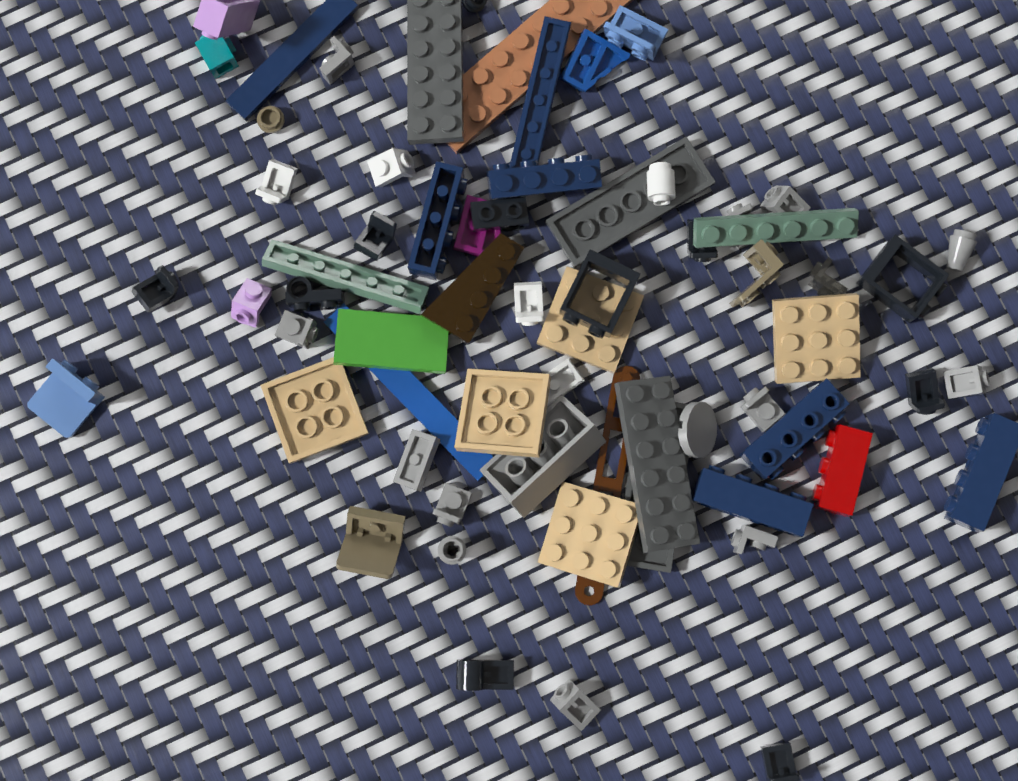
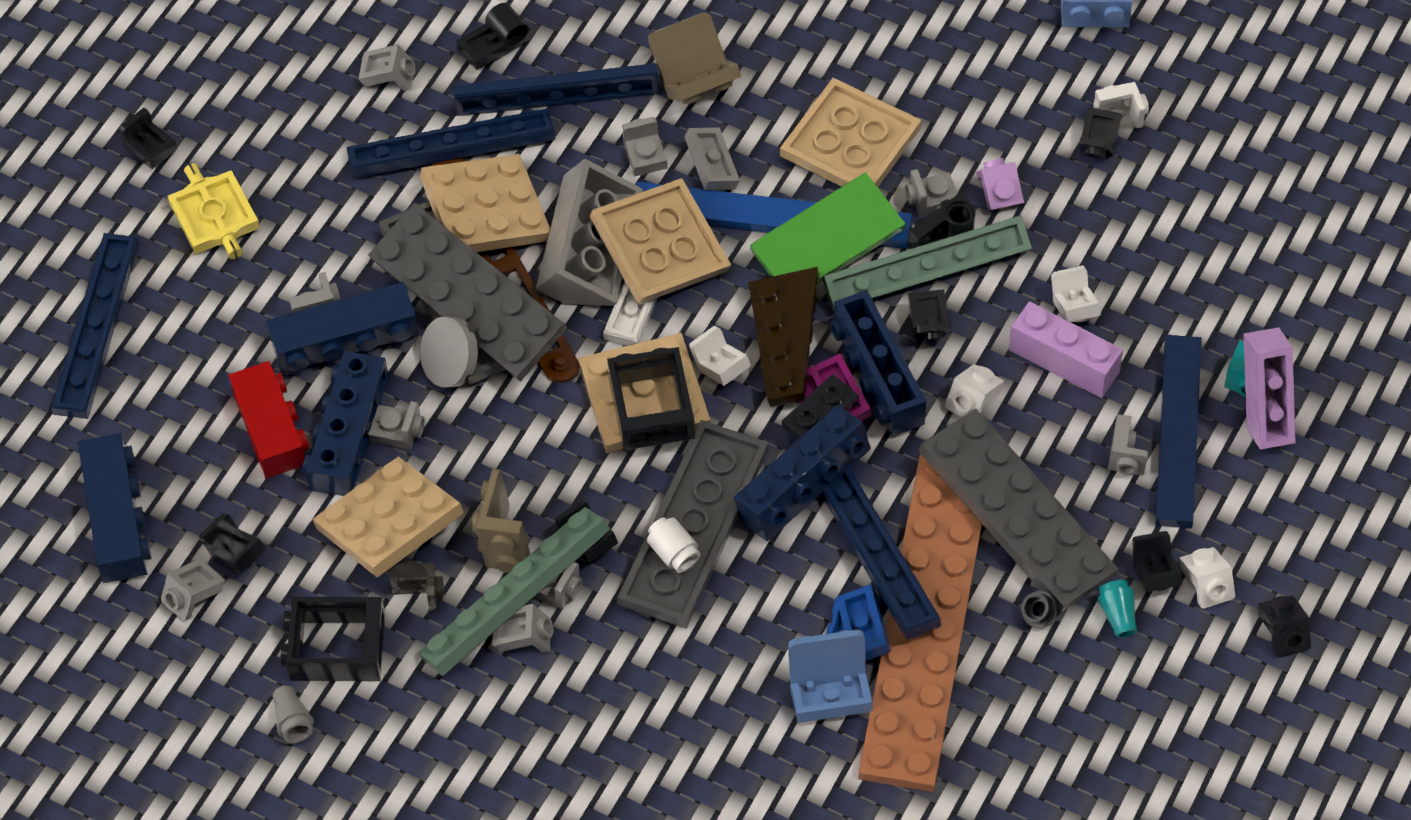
camera: 140 degrees right, 25 degrees down
(125, 308) = (1124, 100): none -> white bracket
(270, 119) = (1140, 353): dark tan plate -> none
(314, 149) = (1065, 349): none -> lavender brick
(443, 550) = (610, 103): light grey cone -> none
(476, 595) = (556, 89): none -> dark blue tile
(575, 608) = (450, 143): none -> dark blue tile
(772, 669) = (213, 211): none -> light yellow plate
(903, 636) = (95, 326): none -> dark blue tile

